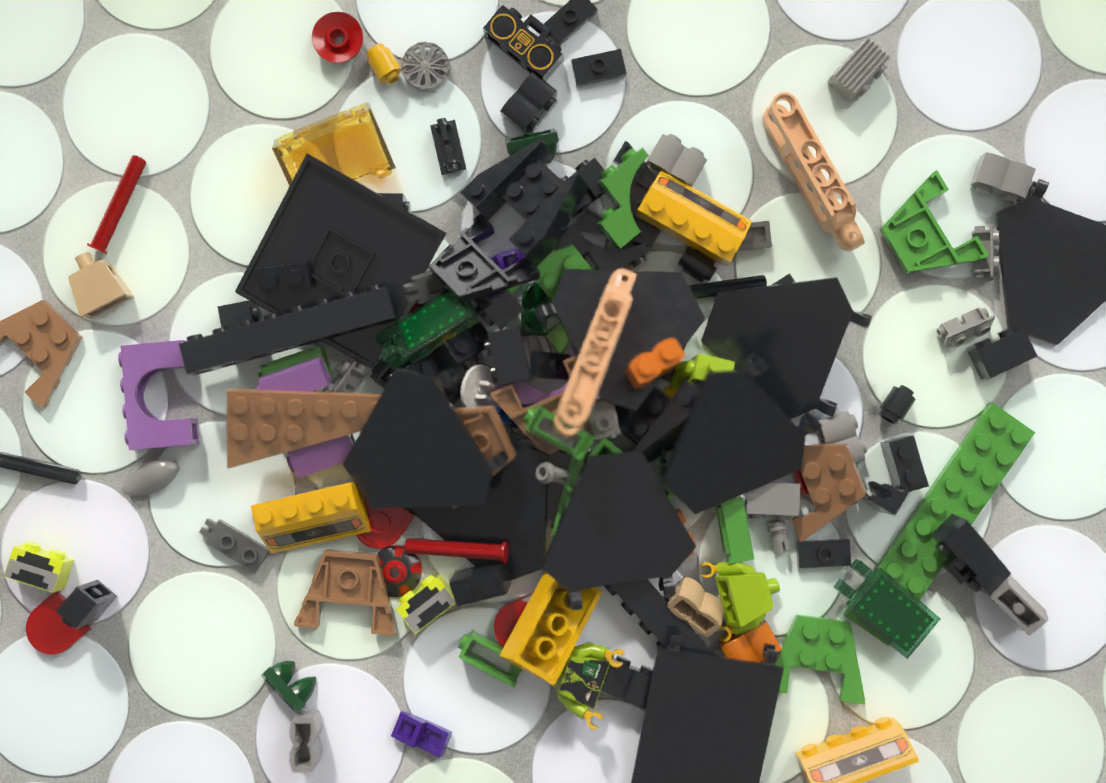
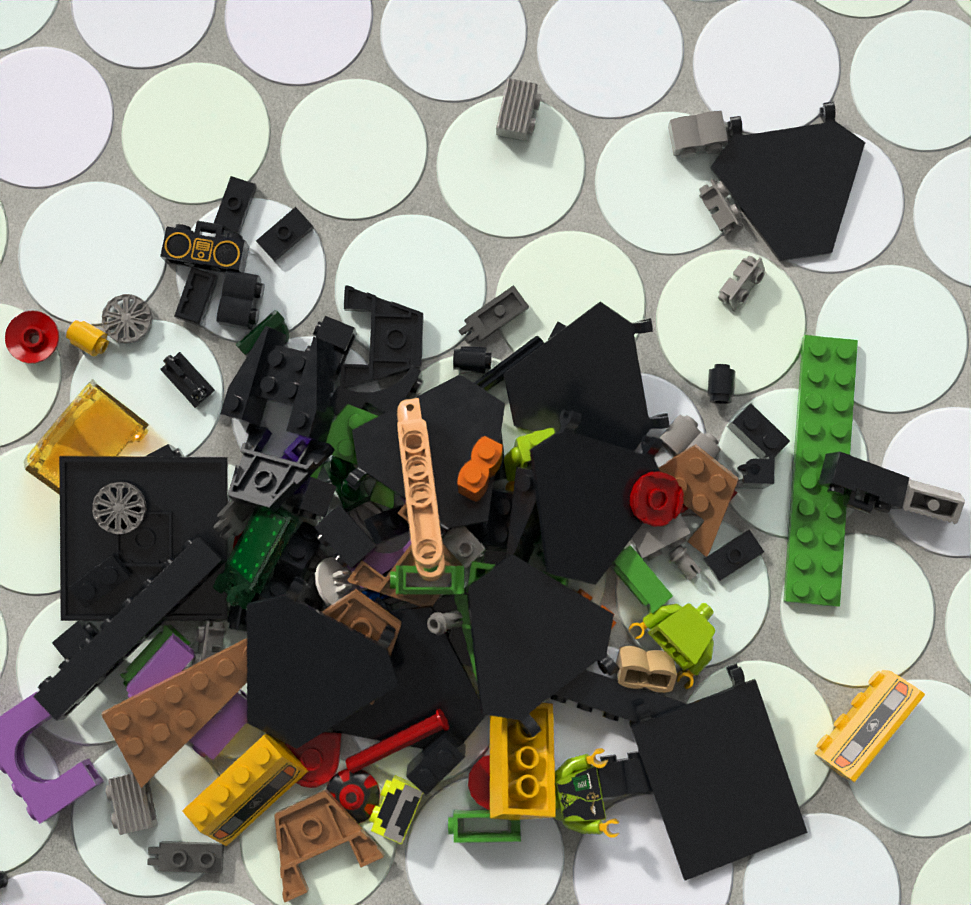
camera: 30 degrees left, 5 degrees down
(151, 477) = (74, 839): light grey arm -> none
(212, 477) = (131, 803): none -> light grey brick
(333, 225) = (119, 508): none -> light grey wheel
(494, 79) = (196, 296): none -> black plate
(616, 183) = (356, 327): bright green arch -> none
(676, 159) = (401, 278): light grey brick -> none
(694, 218) = (443, 320): yellow slope -> none
(750, 644) = (714, 675): orange brick -> none
(787, 471) = (656, 499): none -> red tile
(791, 137) = (493, 202): light nougat piece -> none
(822, 646) = (784, 640): bright green wing -> none
(888, 609) = (819, 572): tile -> none
(919, 239) = (656, 227): bright green wing -> none
(1002, 353) = (787, 287): black brick -> none

